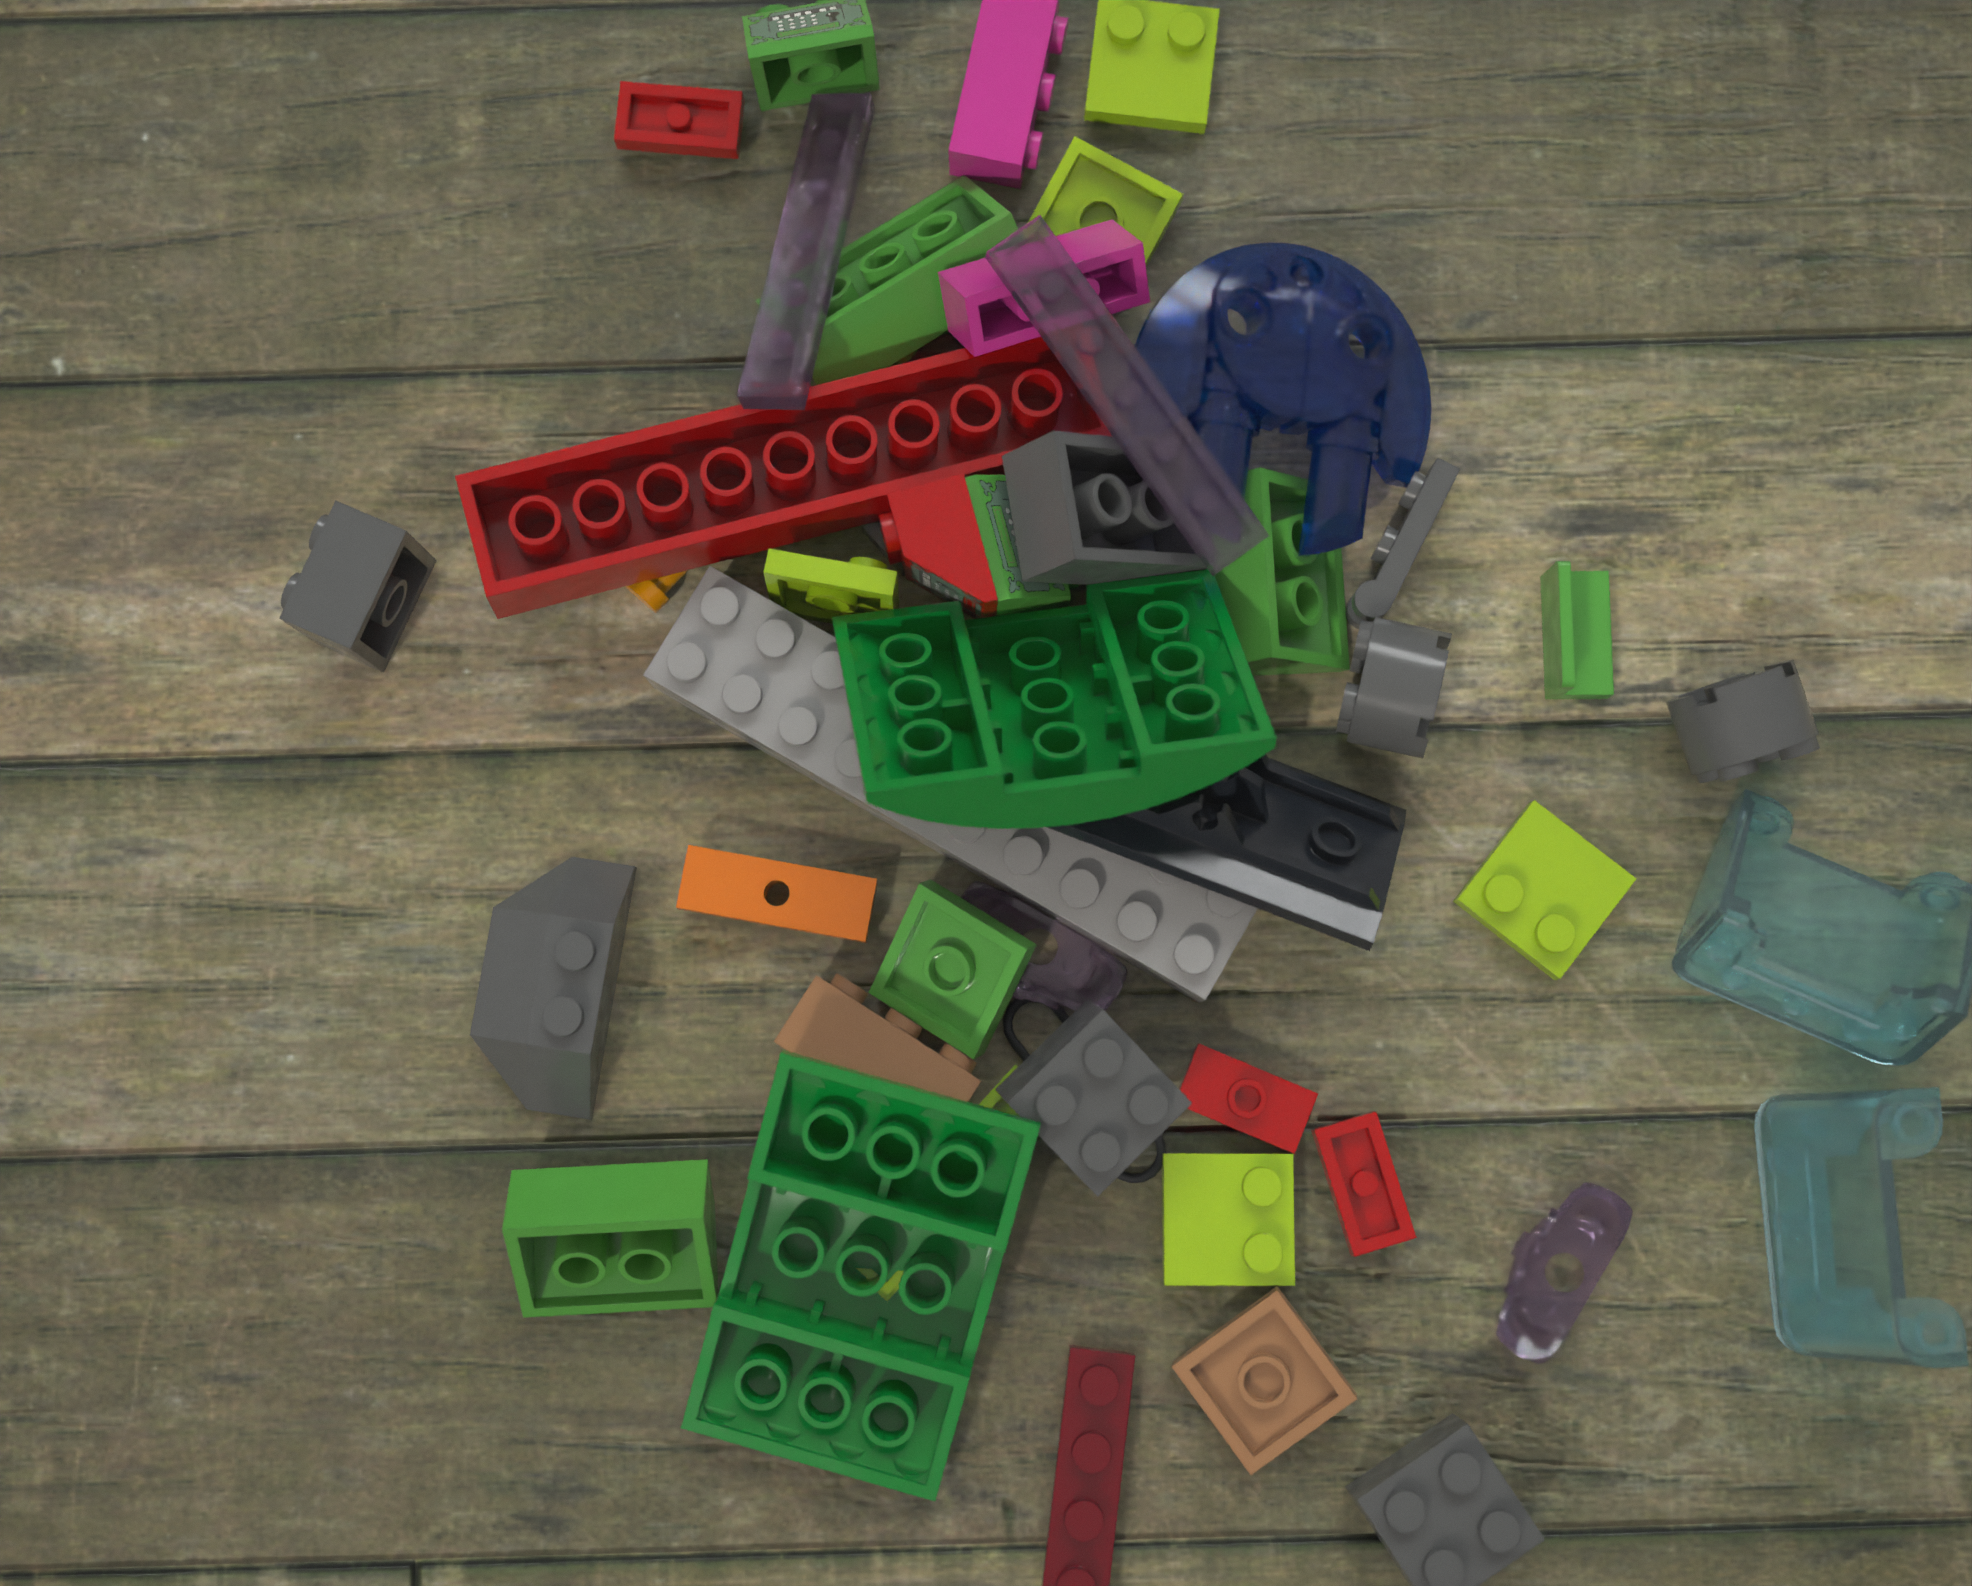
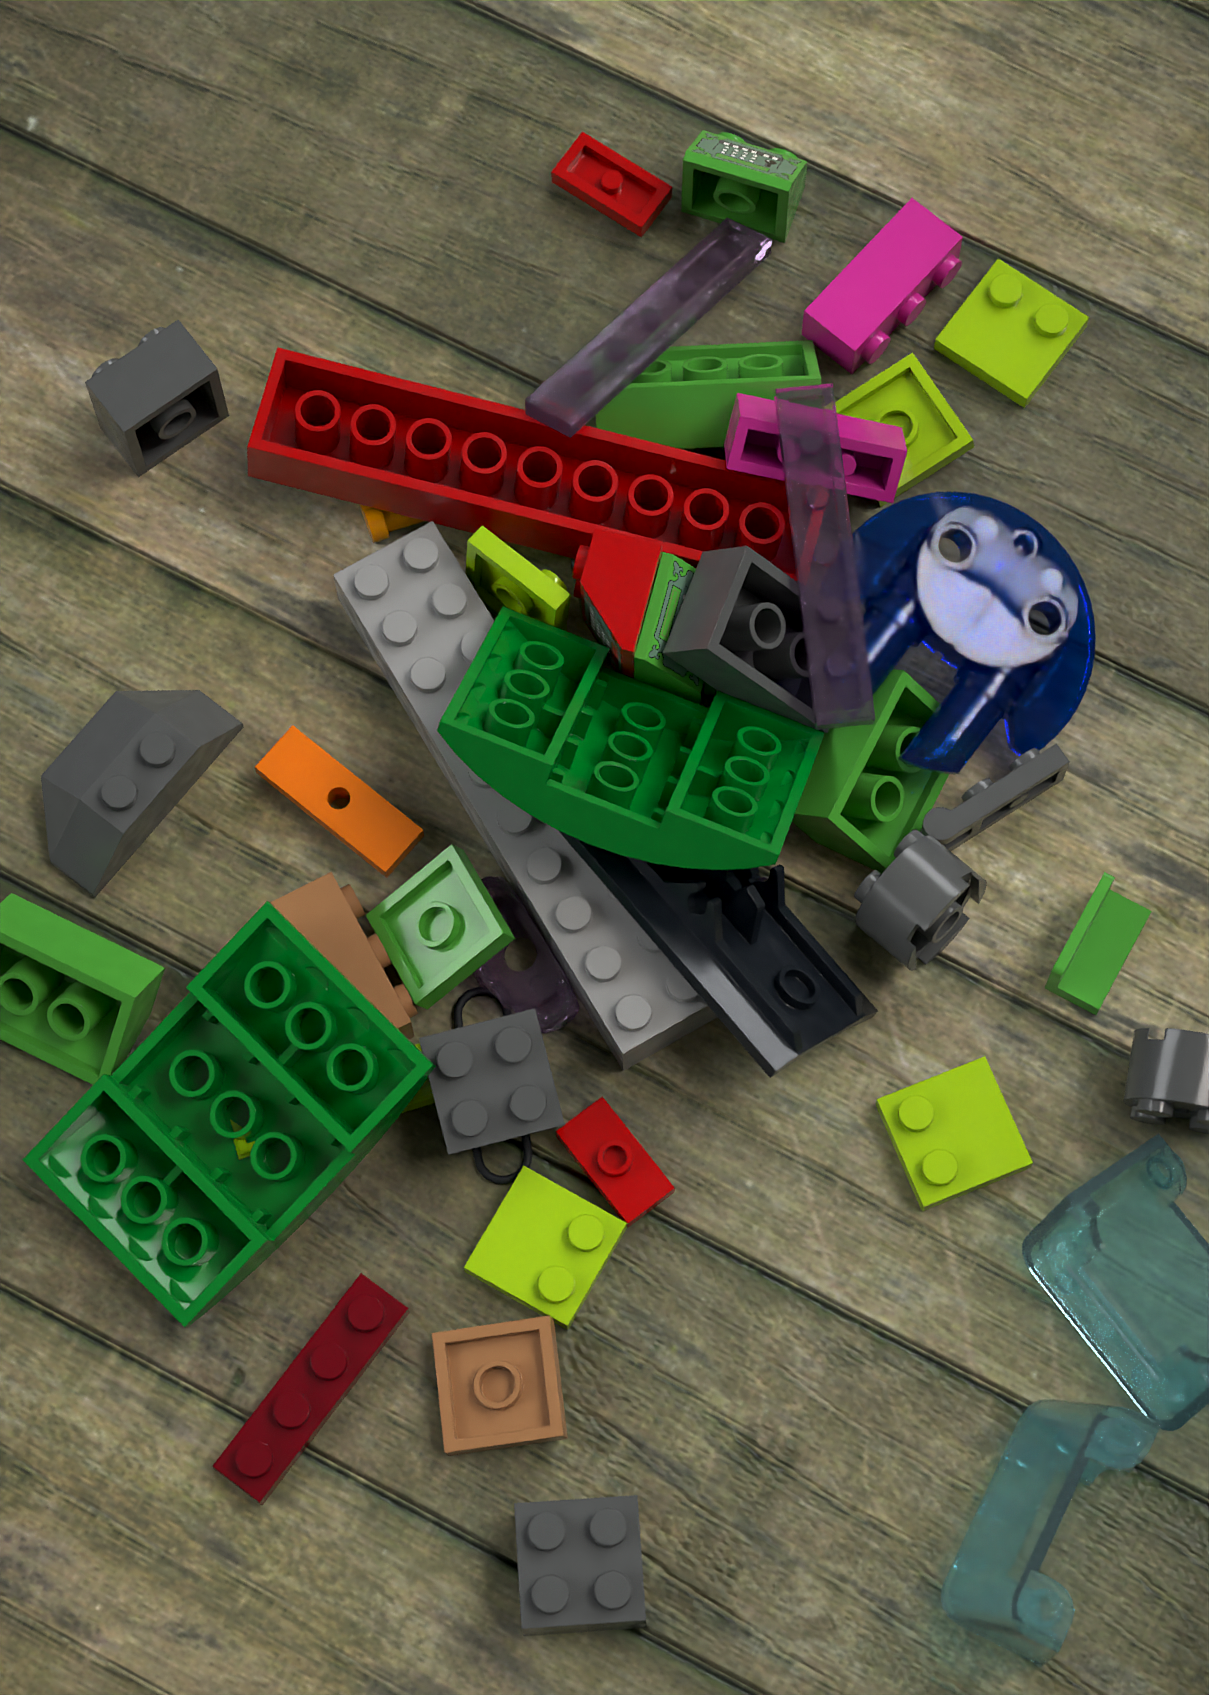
camera: 30 degrees right, 10 degrees down
(1363, 1184) = (669, 1277): red plate -> none
(1534, 1313) = (830, 1413): clear purple piece -> none

